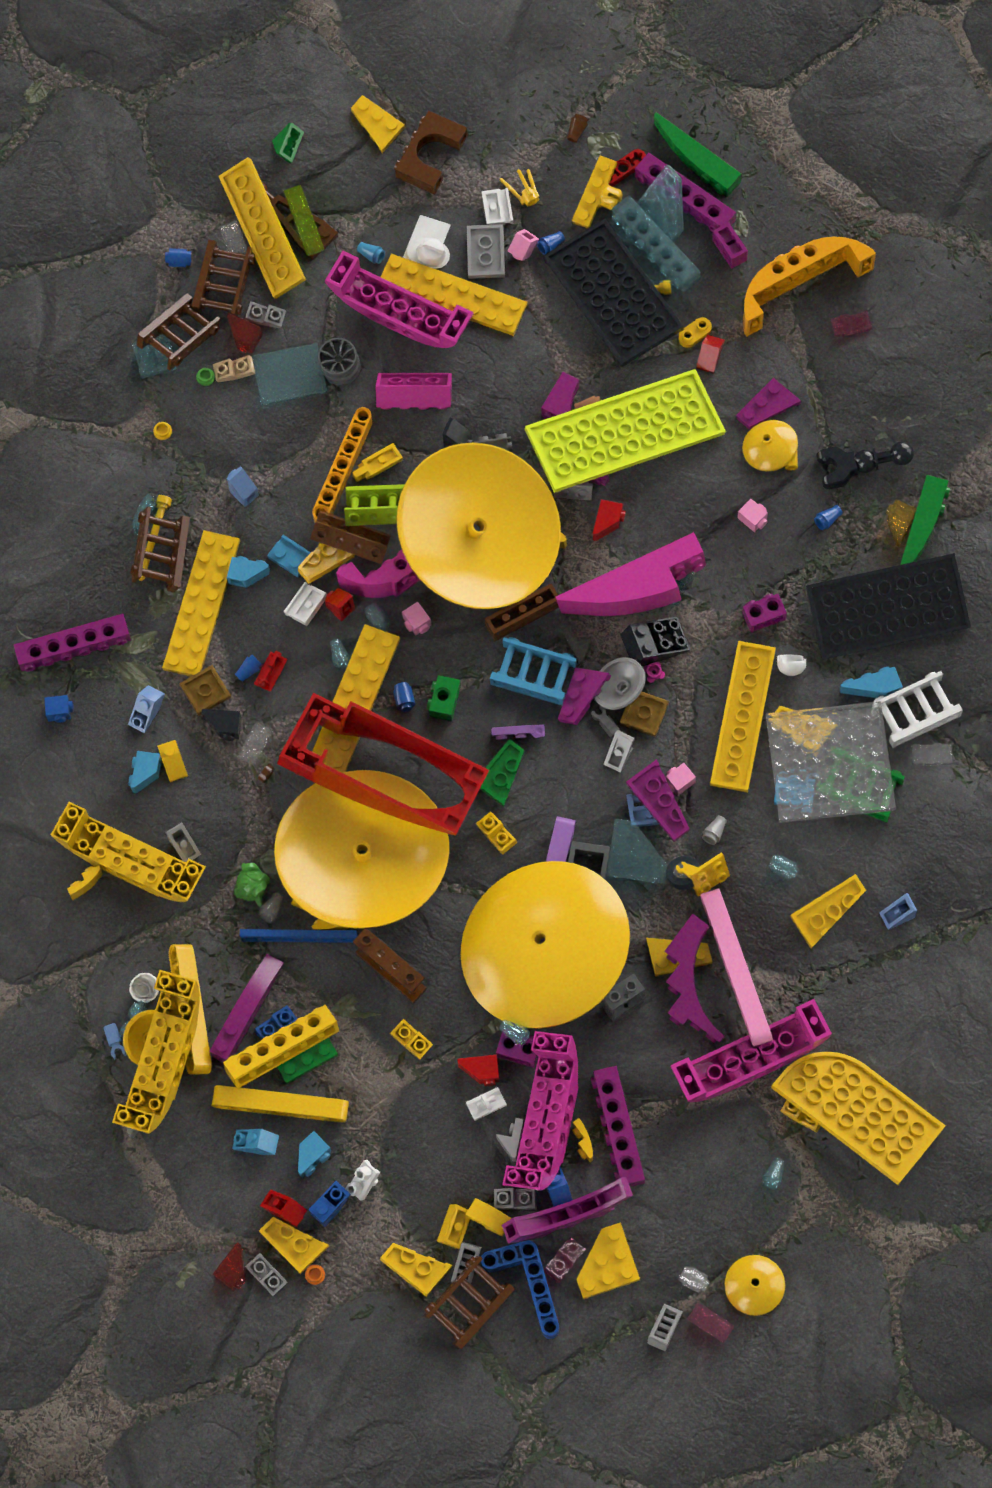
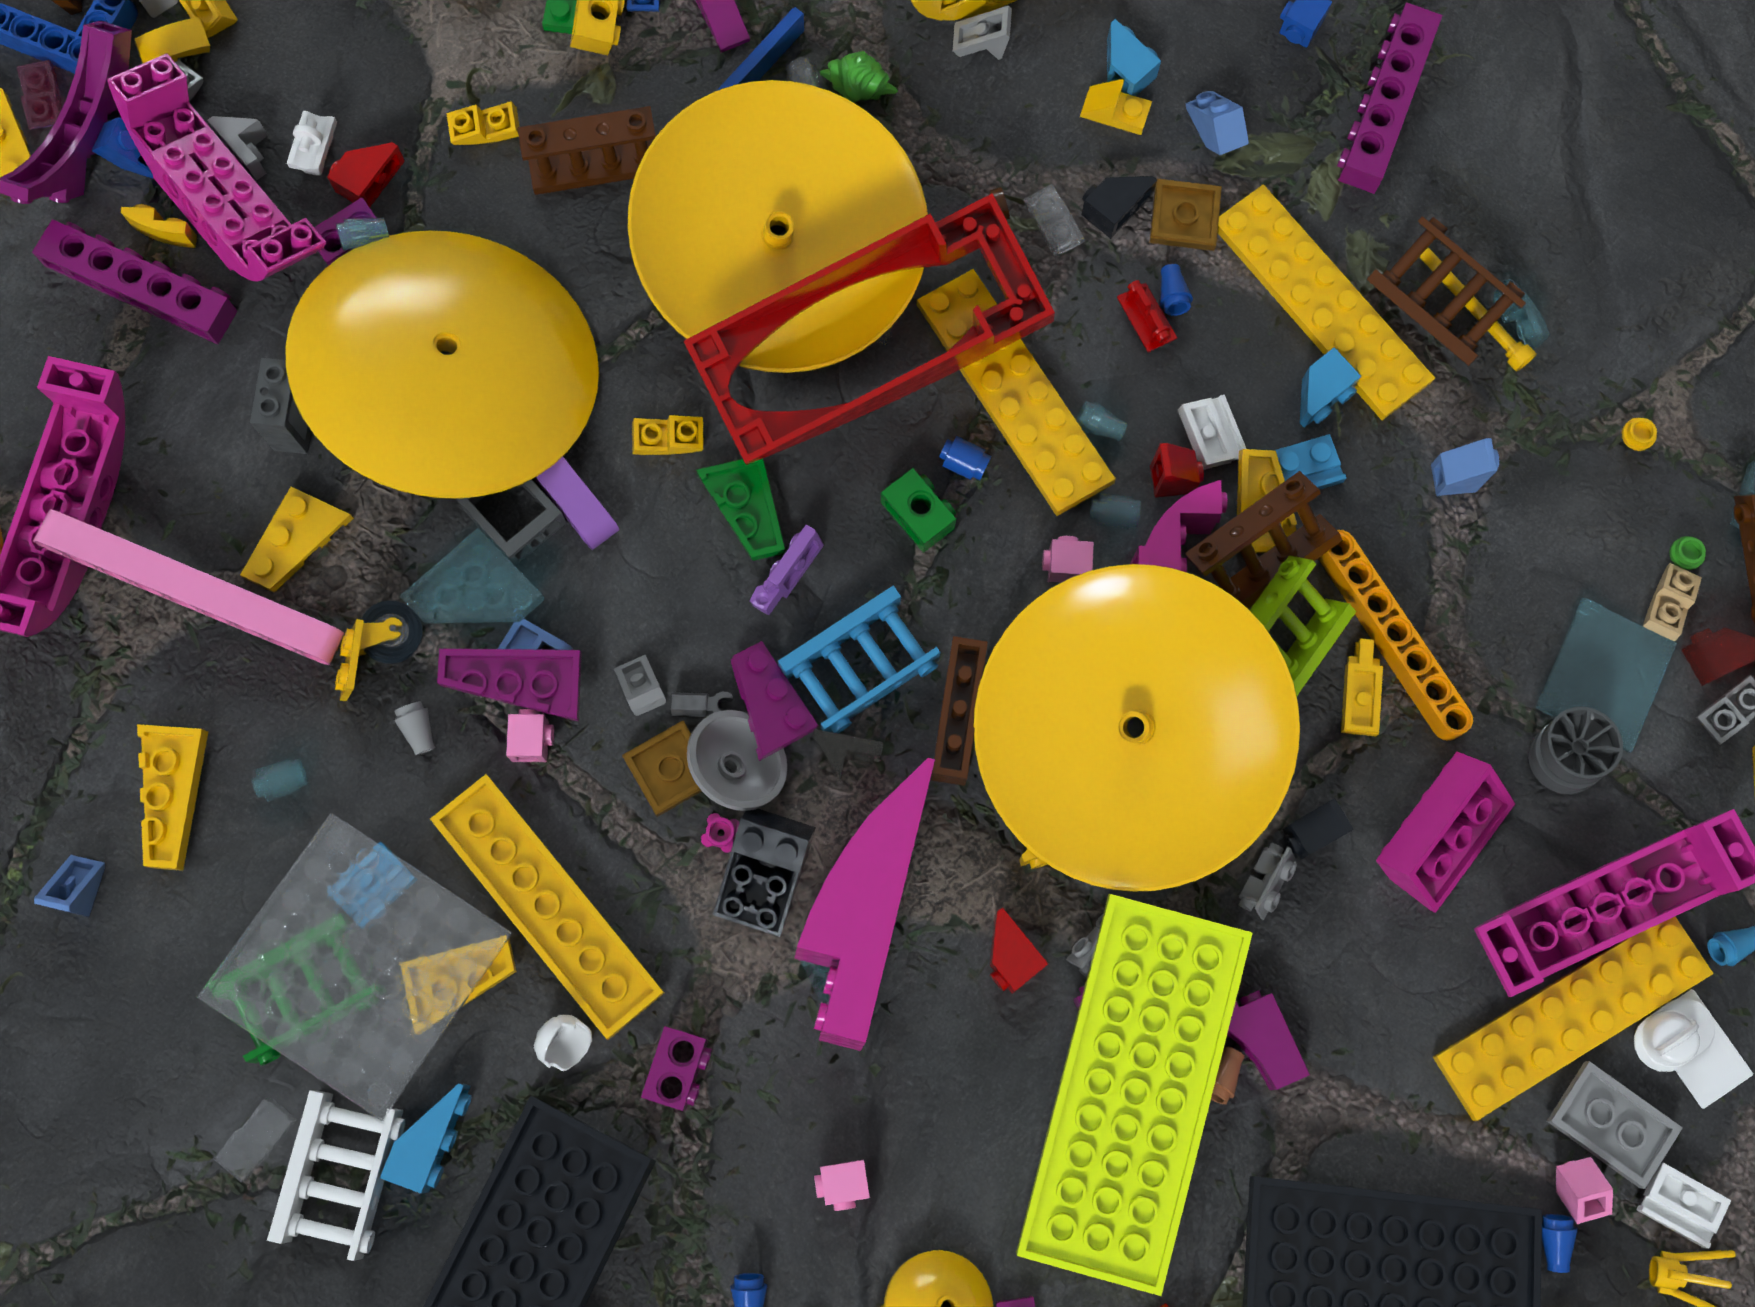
camera: 120 degrees right, 5 degrees up
(687, 1007) = (206, 490): magenta arch -> none

